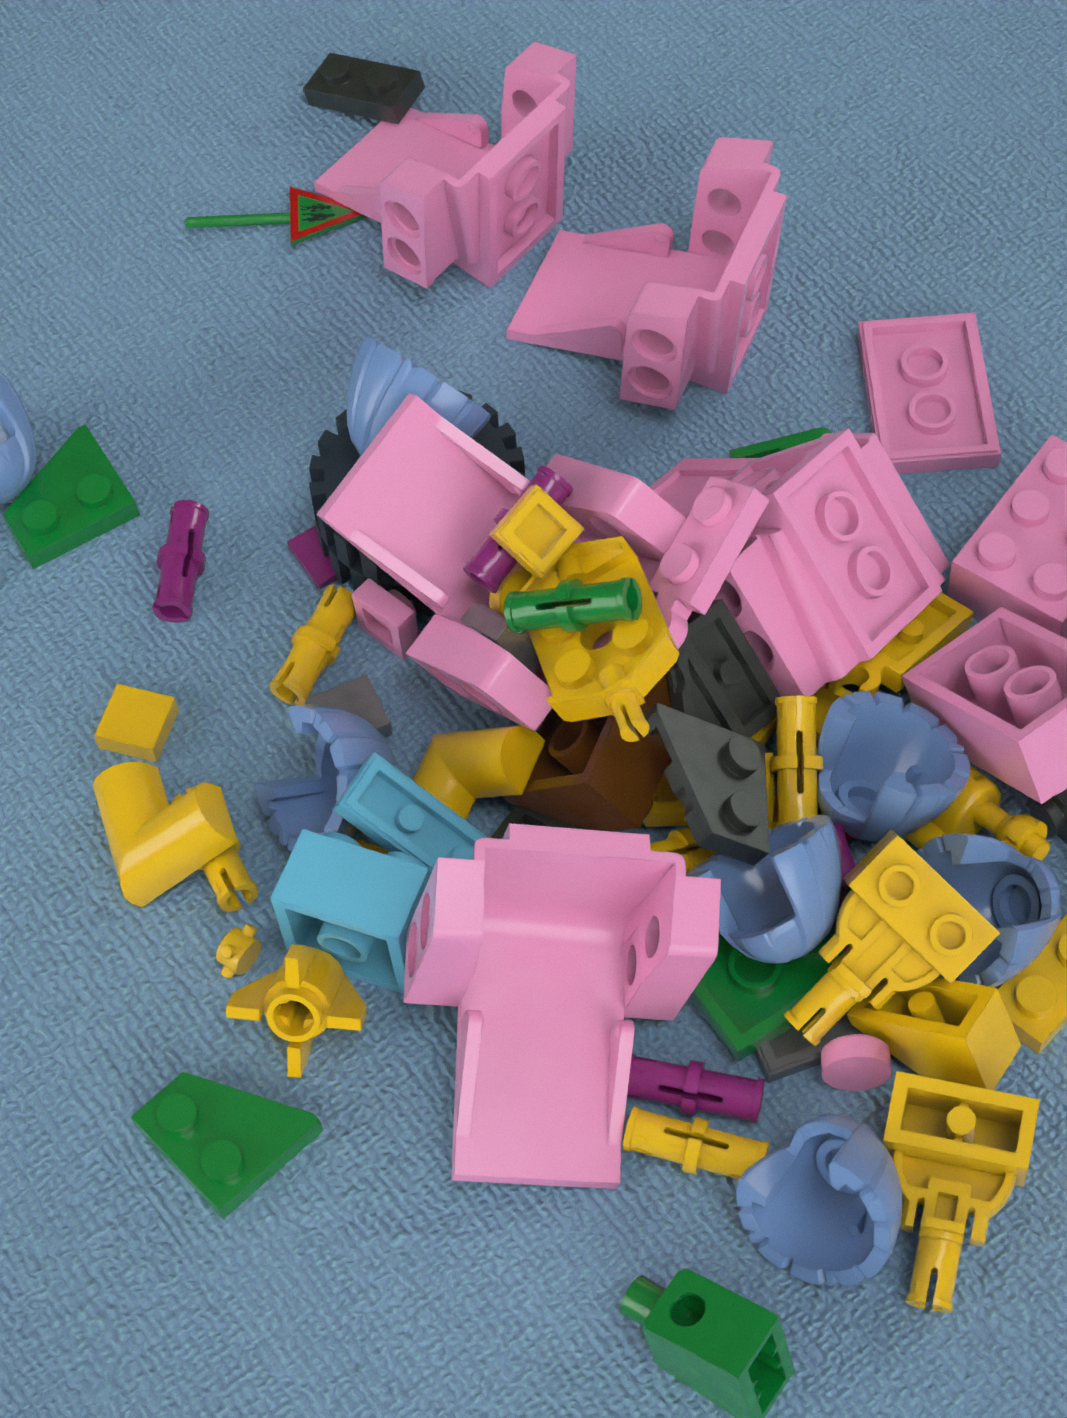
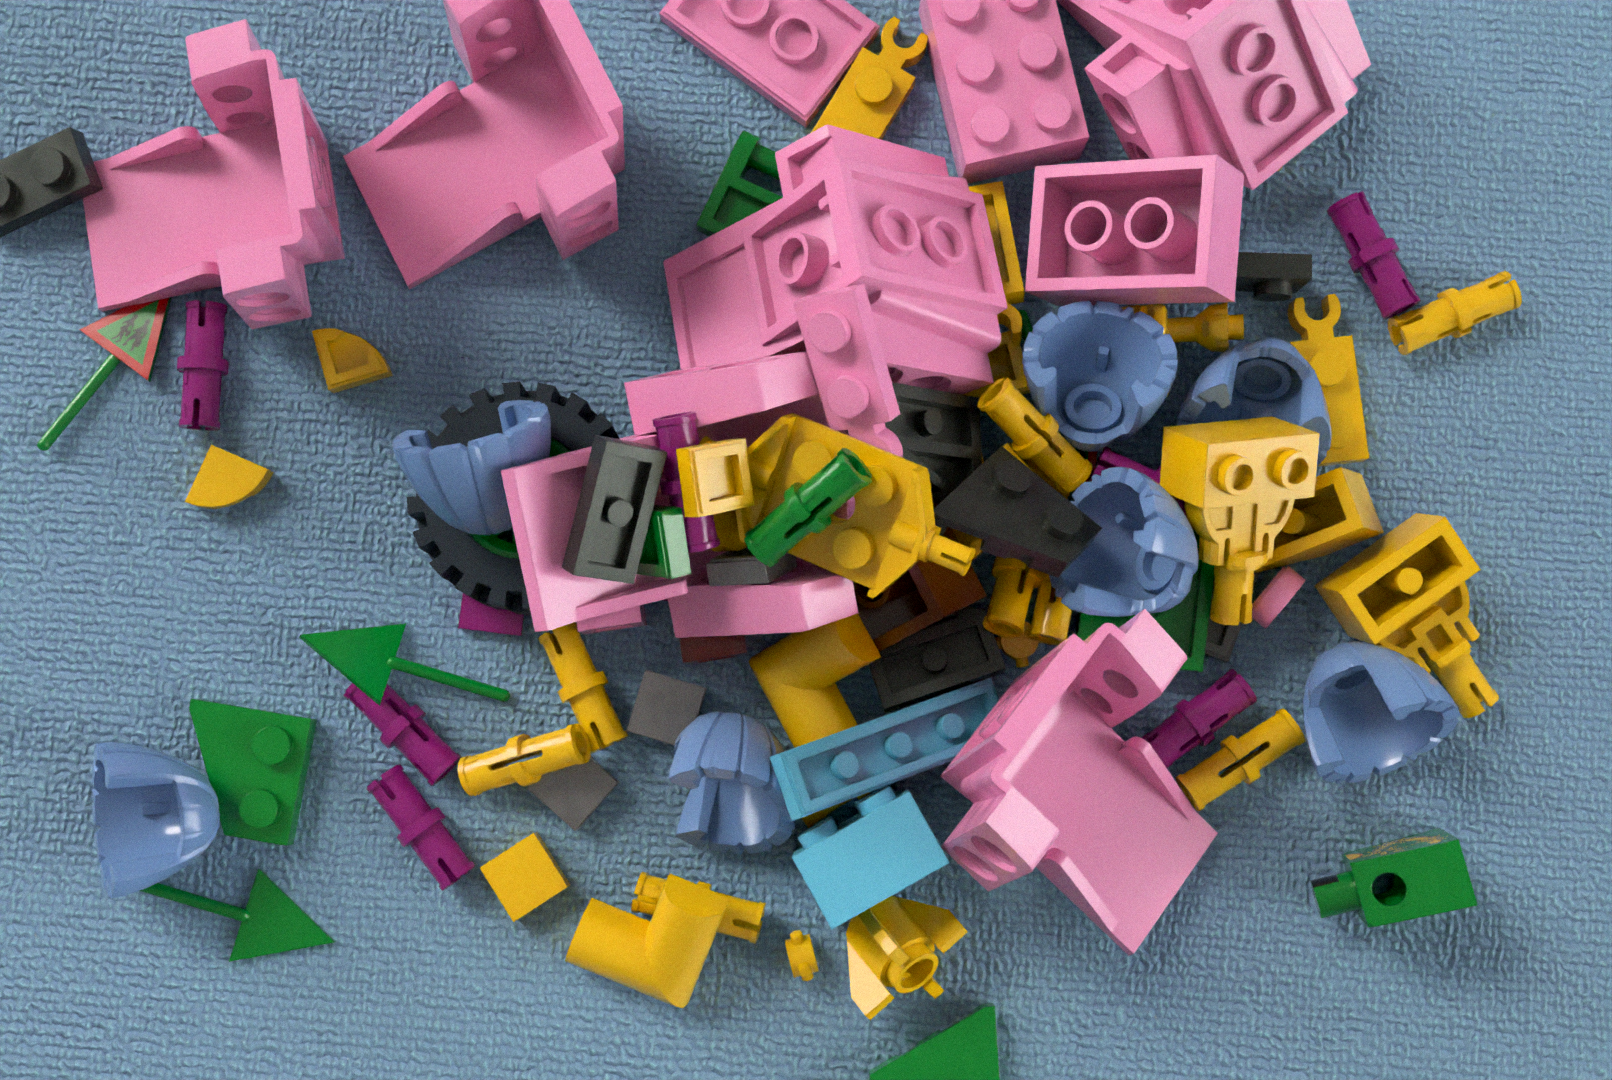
camera: 55 degrees left, 25 degrees up
(115, 628) = (420, 827): none -> magenta pin
(214, 498) = (370, 654): none -> green piece
(225, 644) = (489, 769): none -> yellow pin
(235, 700) = (575, 791): none -> flat silver tile
(263, 334) = (226, 480): none -> yellow tile
(330, 262) = (202, 365): none -> magenta pin
(419, 338) = (348, 359): none -> yellow tile
(426, 699) = (712, 648): none -> clear red tile
(450, 487) = (614, 510): none -> pearl dark grey plate
(457, 548) = (665, 545): none -> green tile
(956, 487) = (875, 86): none -> yellow plate

